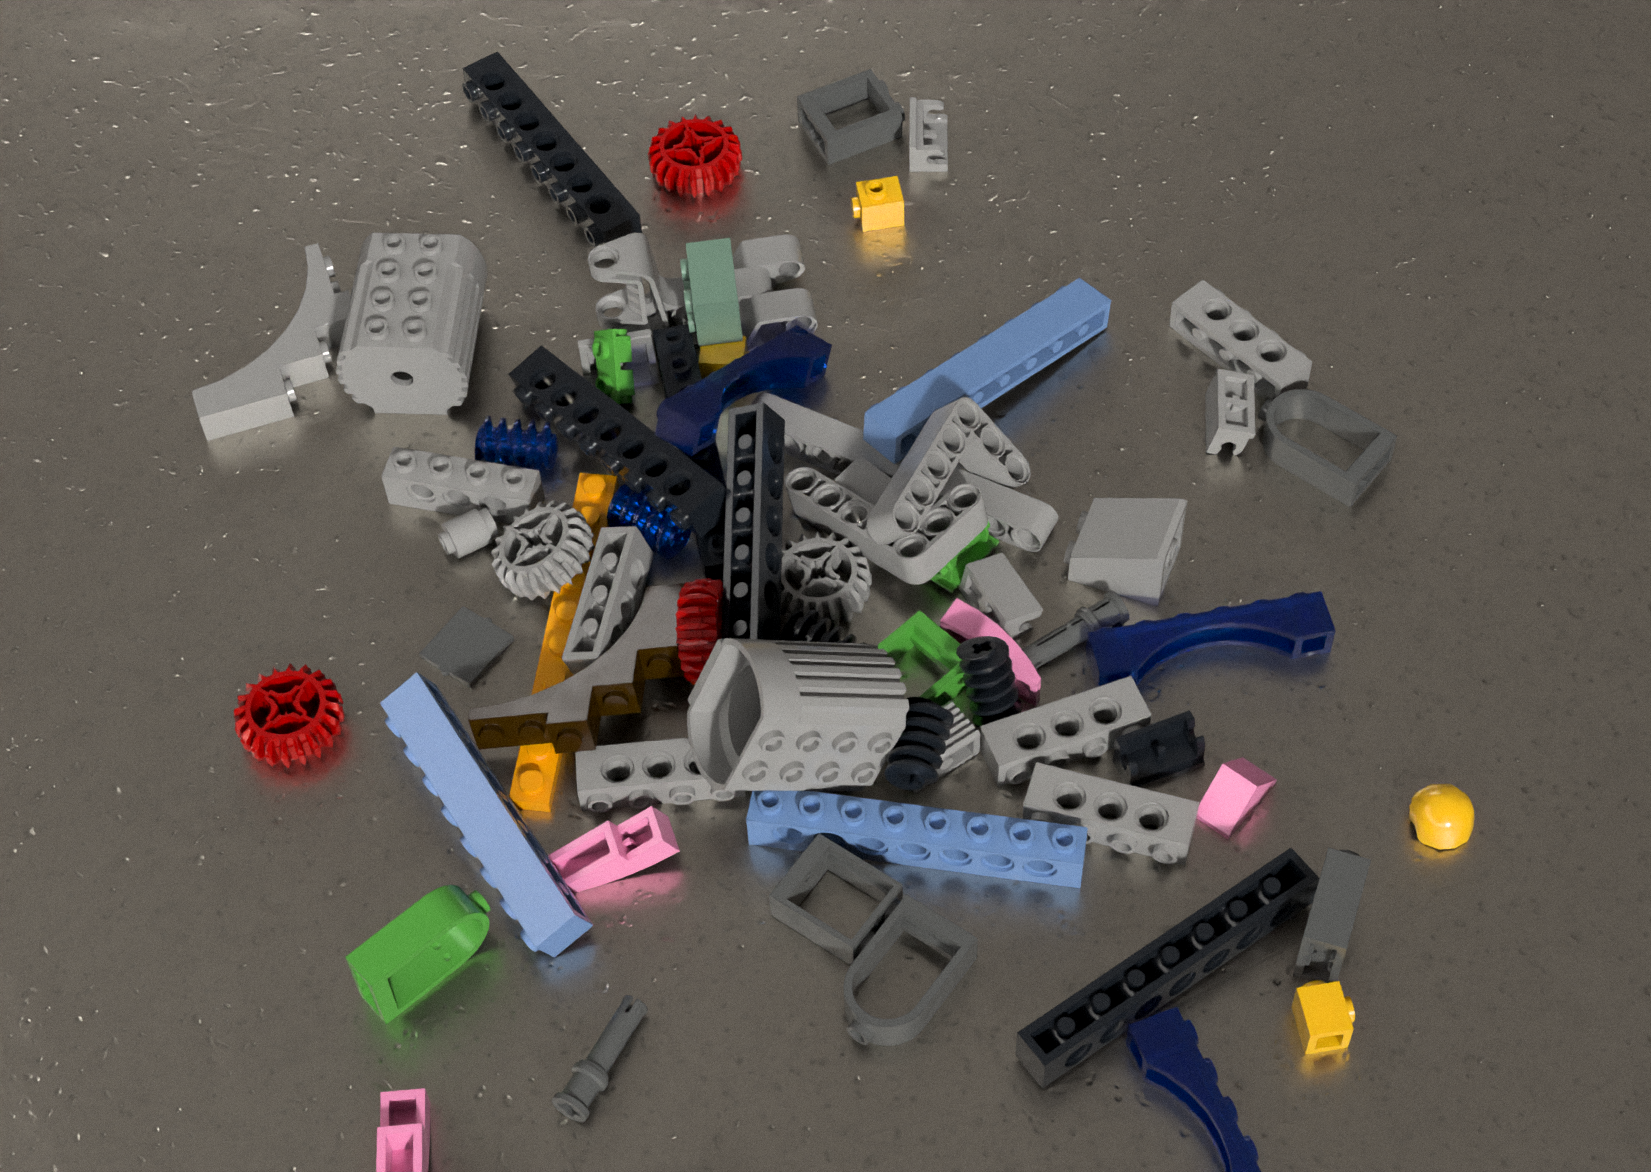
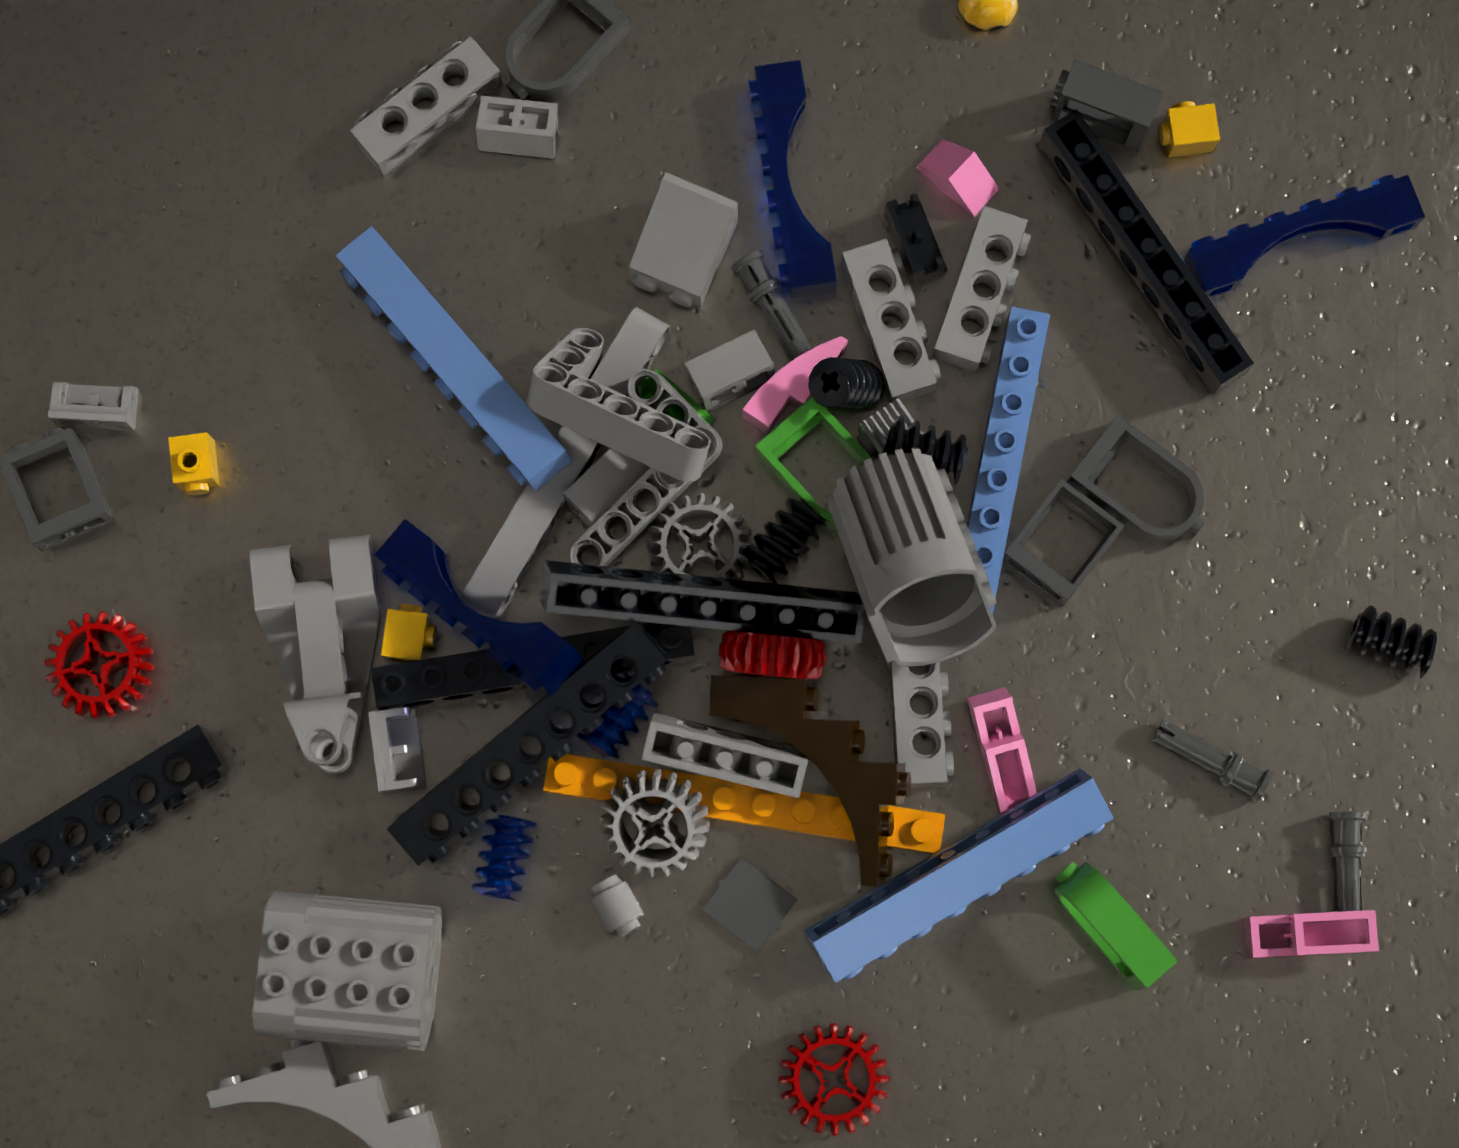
camera: 90 degrees left, 25 degrees up
(460, 484) = (559, 912): light grey brick -> none
(611, 349) = (424, 755): bright green hinge -> none
(711, 292) = (356, 634): sand green brick -> none

